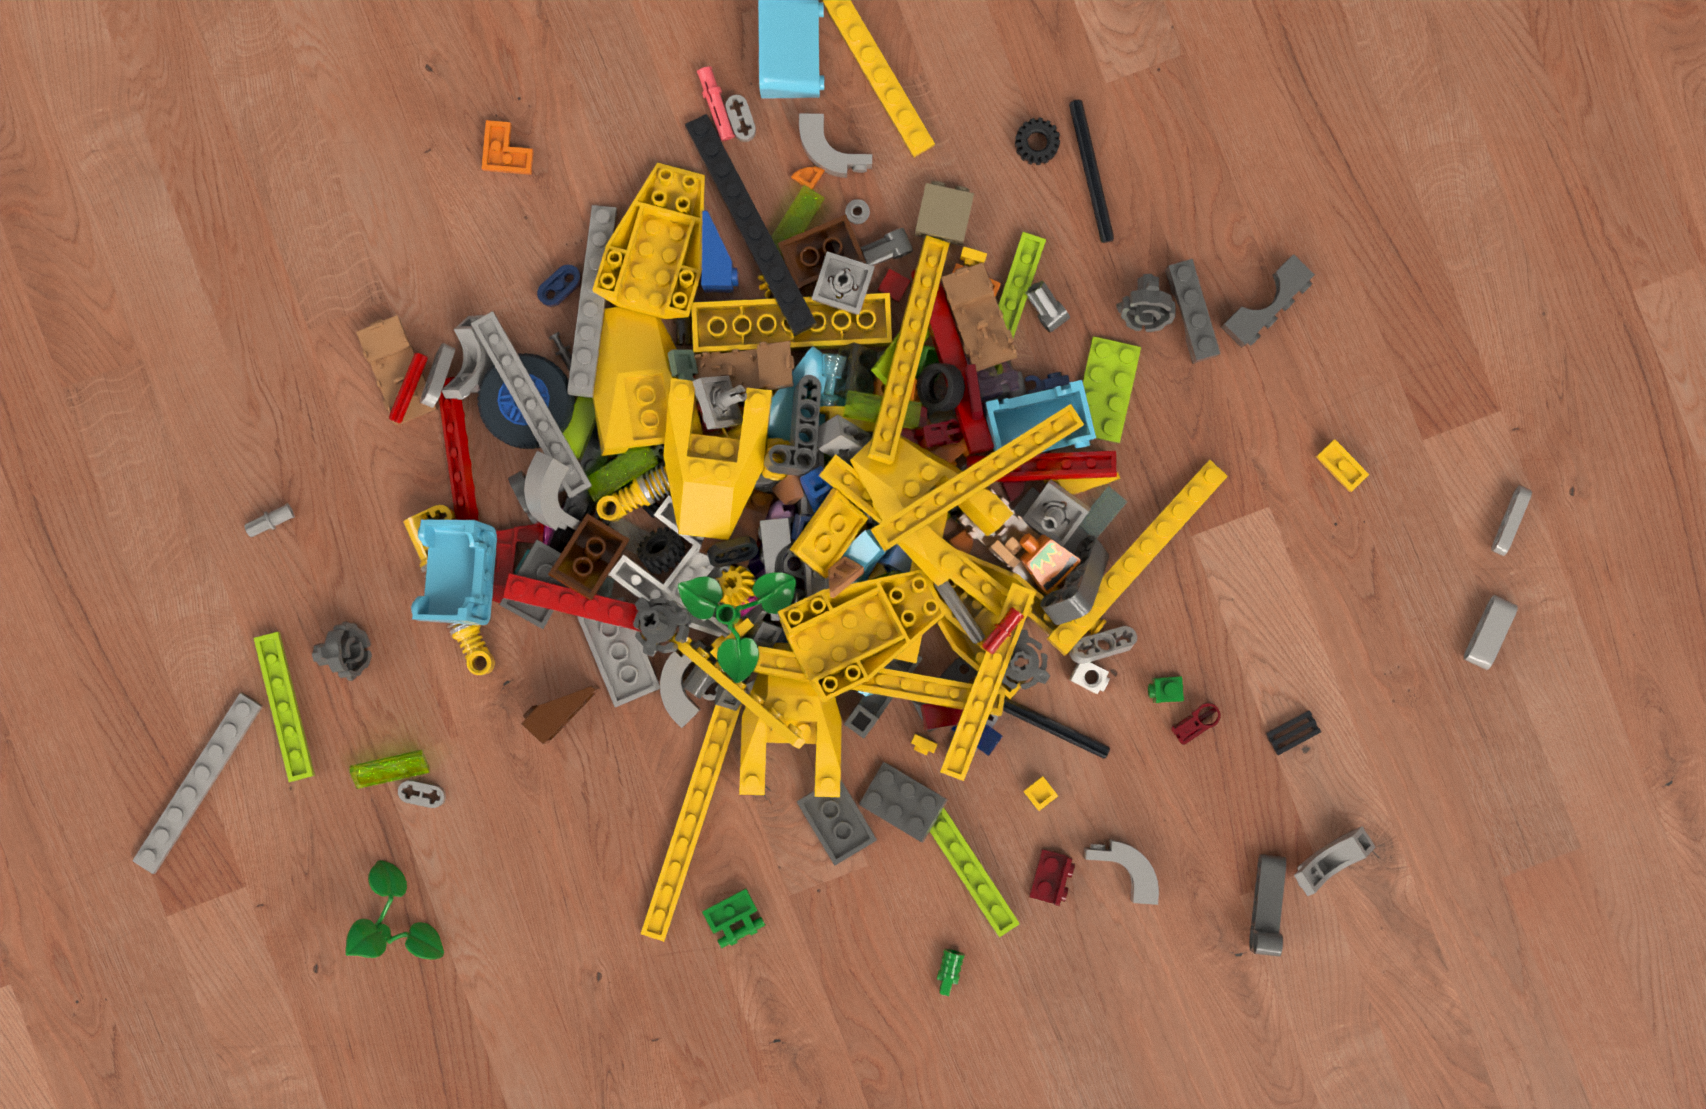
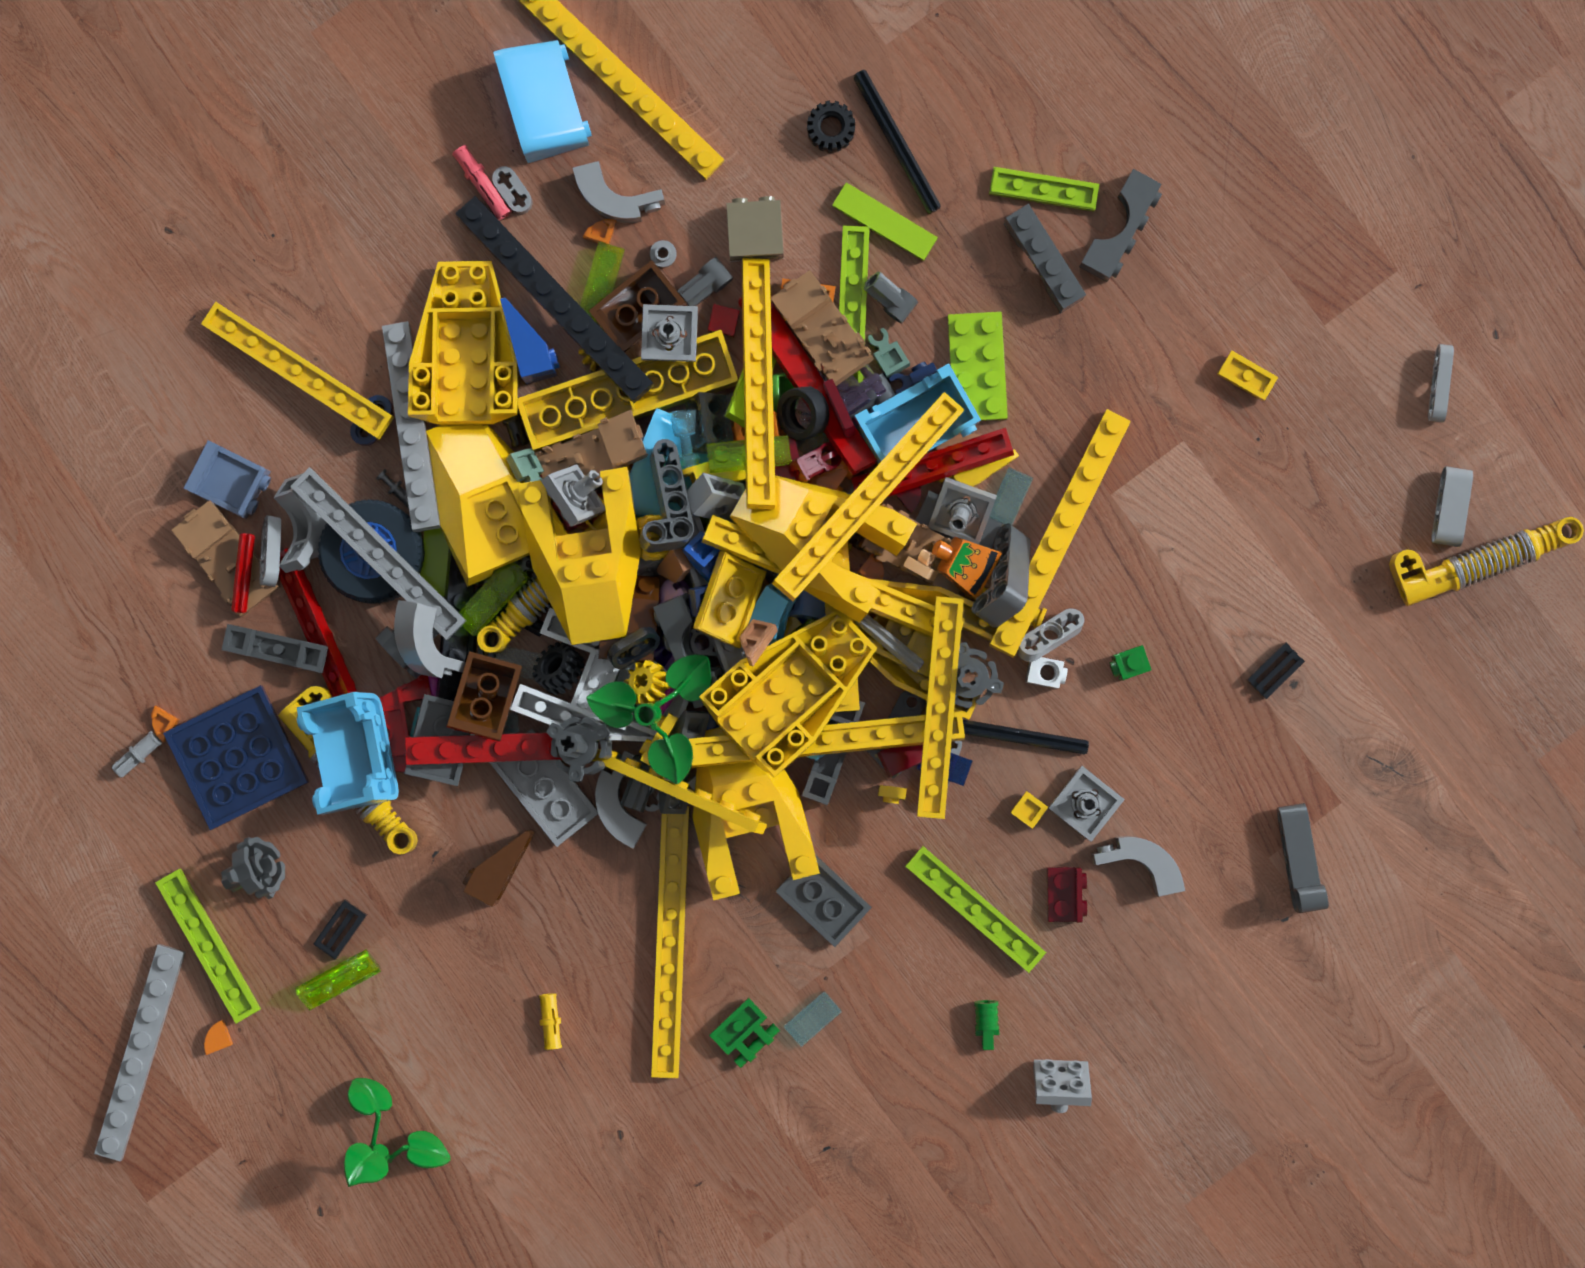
camera: 15 degrees left, 0 degrees up
(269, 790) = (217, 1038): none -> orange tile
(300, 499) = (162, 722): none -> orange tile
(356, 548) = (236, 757): none -> dark blue plate
(417, 461) = (275, 648): none -> dark grey slope
(418, 302) = (228, 480): none -> sand blue panel
(420, 799) = (379, 989): light grey beam -> none
(421, 712) = (353, 910): none -> black tile
(499, 155) = (269, 301): orange plate -> none
(506, 223) = (297, 370): none -> yellow plate
(565, 859) = (550, 1021): none -> yellow pin
(797, 923) = (812, 1018): none -> clear light blue tile
(903, 802) = (887, 860): dark grey plate -> none
(972, 257) = (797, 267): yellow plate -> none
(1000, 1043) = (1062, 1083): none -> light grey plate
(1002, 630) = (940, 649): red axle -> none
(1030, 359) = (889, 356): none -> sand green plate
(1060, 238) = (884, 221): none -> lime tile
(1092, 802) = (1106, 801): none -> light grey plate
(1147, 306) = (993, 264): dark grey piece -> none
(1192, 725) = (1168, 694): dark red piece -> none
(1209, 250) = (1044, 189): none -> lime tile
(1332, 859) = (1355, 790): light grey arch -> none
(1479, 691) = (1486, 561): none -> yellow piece

